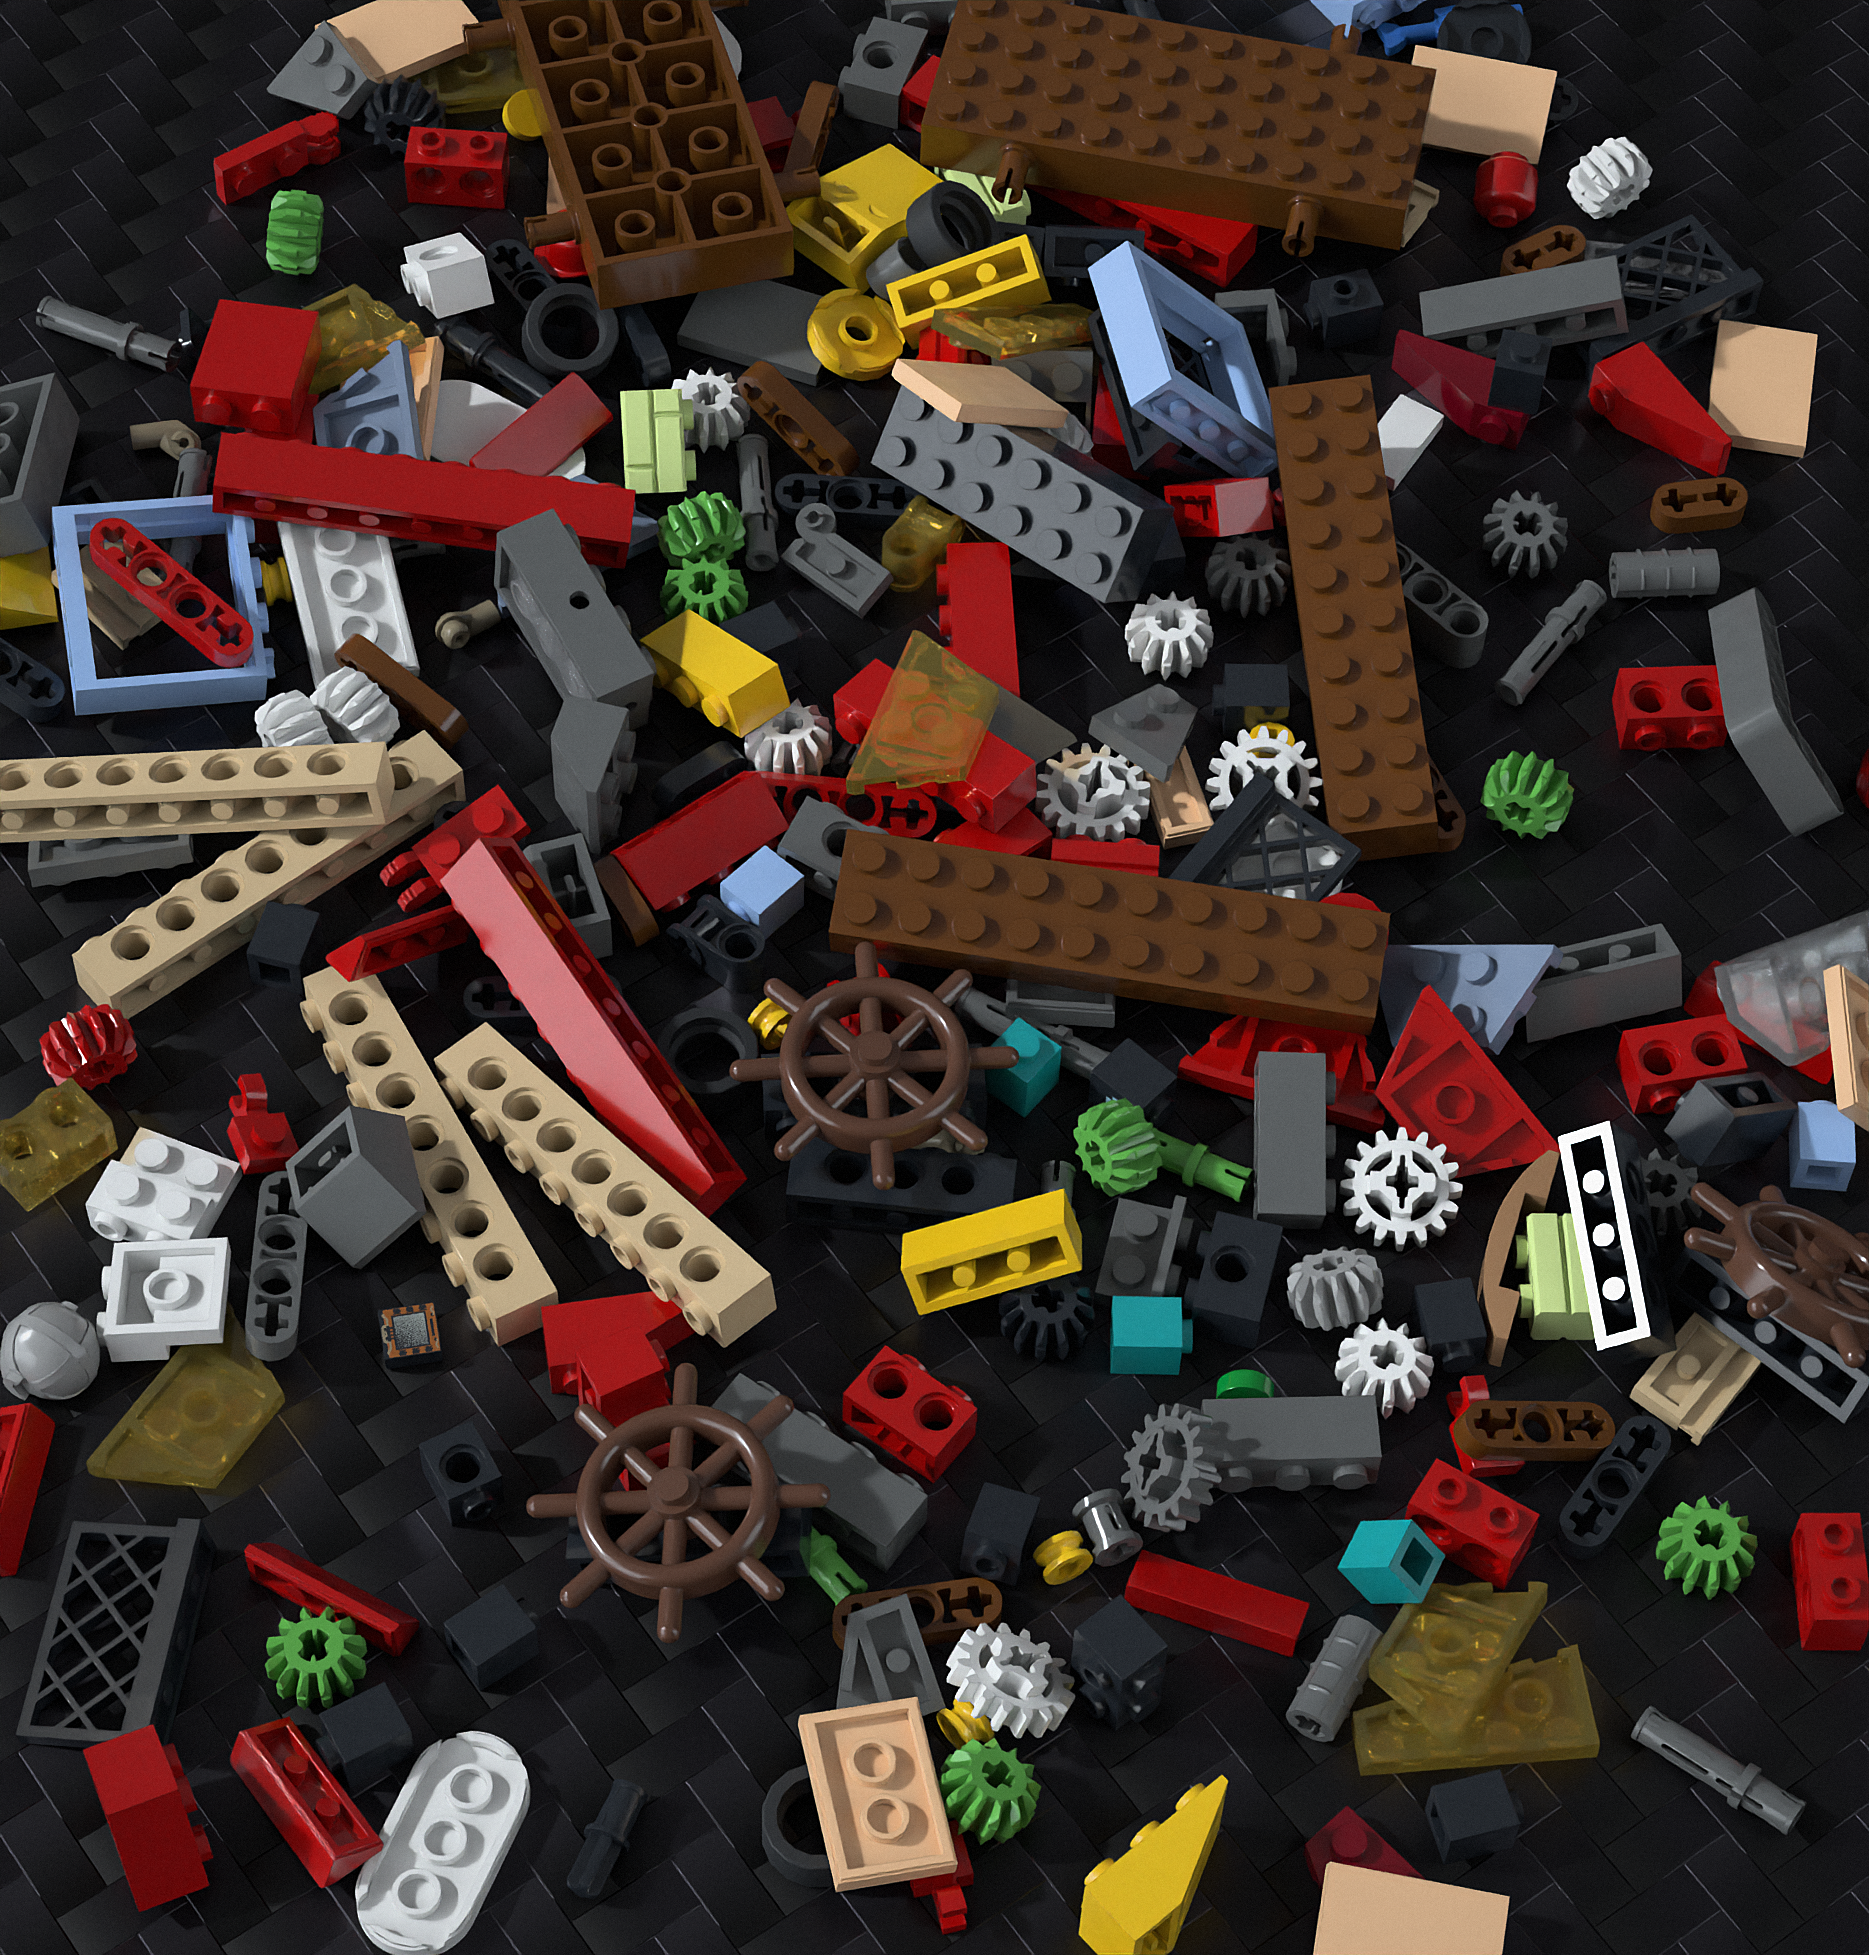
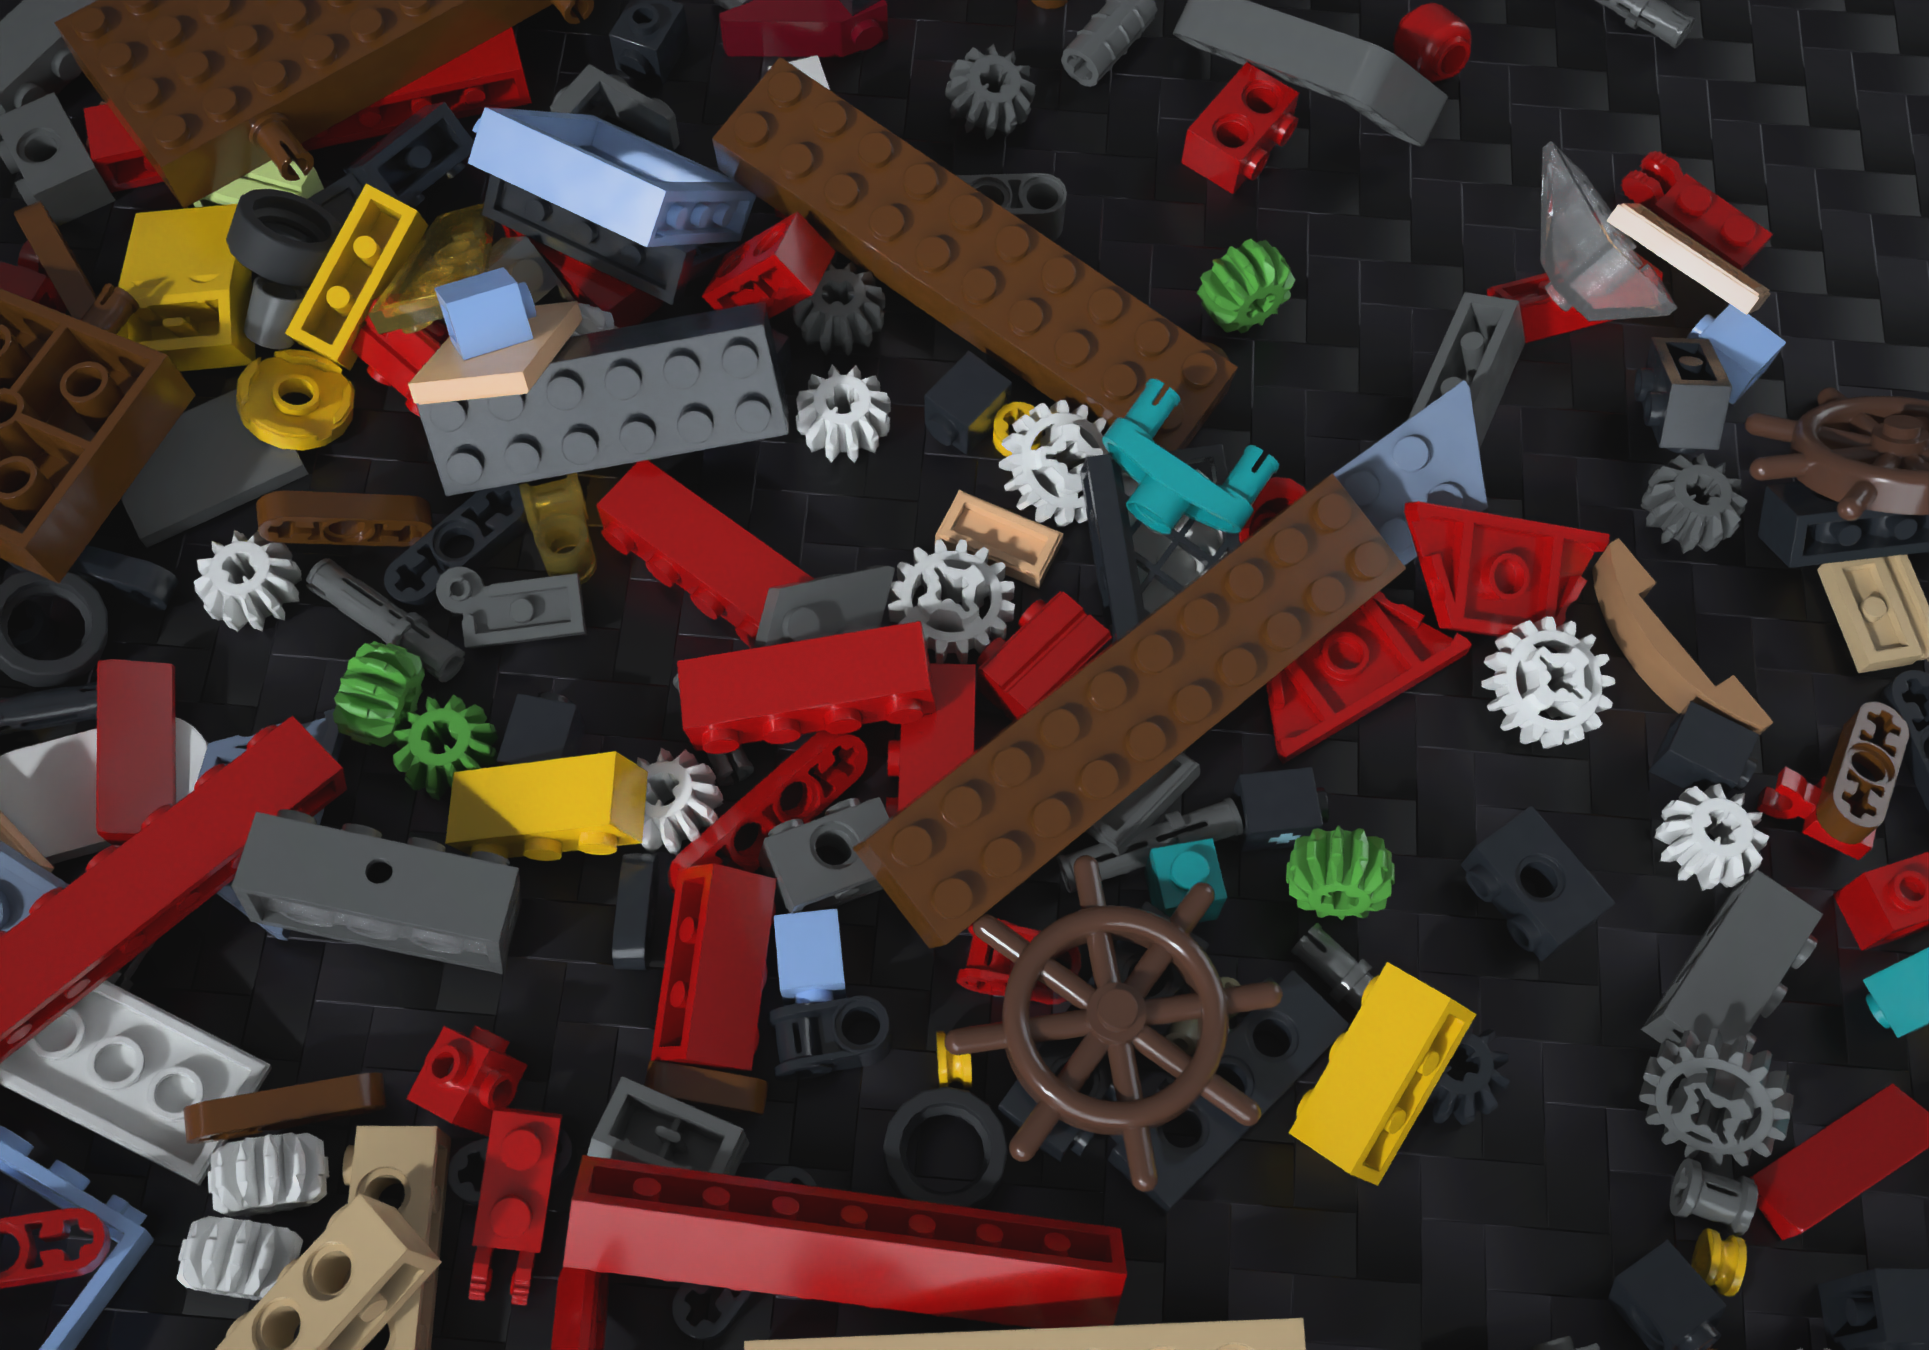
camera: 50 degrees left, 10 degrees up
(276, 582) = (36, 1123): yellow bush -> none
(457, 628) = (260, 992): dark tan arm -> none
(510, 761) = (467, 1078): none -> red brick
(592, 766) = (540, 1001): dark grey slope -> none
(655, 440) = (245, 652): yellowish green brick -> none
(900, 1422) = (1477, 1291): red brick -> none
(926, 721) = (795, 675): clear yellow wing -> none
(992, 361) = (486, 312): none -> light blue brick
(1143, 1251) = (1449, 934): dark grey bracket -> none
(1147, 729) = (931, 504): dark grey wing -> none
(1148, 1335) = (1540, 1002): teal brick -> none
(1200, 1166) = (1398, 815): bright green pin -> none
(1244, 1384) = (1656, 968): green tile -> none
(1284, 834) = (1169, 485): none -> teal connector
(1293, 1139) = (1444, 729): dark grey brick -> none
(1335, 1288) = (1616, 813): light grey gear -> none
(1554, 1279) = (1723, 629): yellowish green brick -> none
(1562, 628) = (1096, 140): dark grey pin -> none
(1617, 1243) = (1759, 567): black brick -> none
(1678, 1054) = (1579, 385): red brick -> none

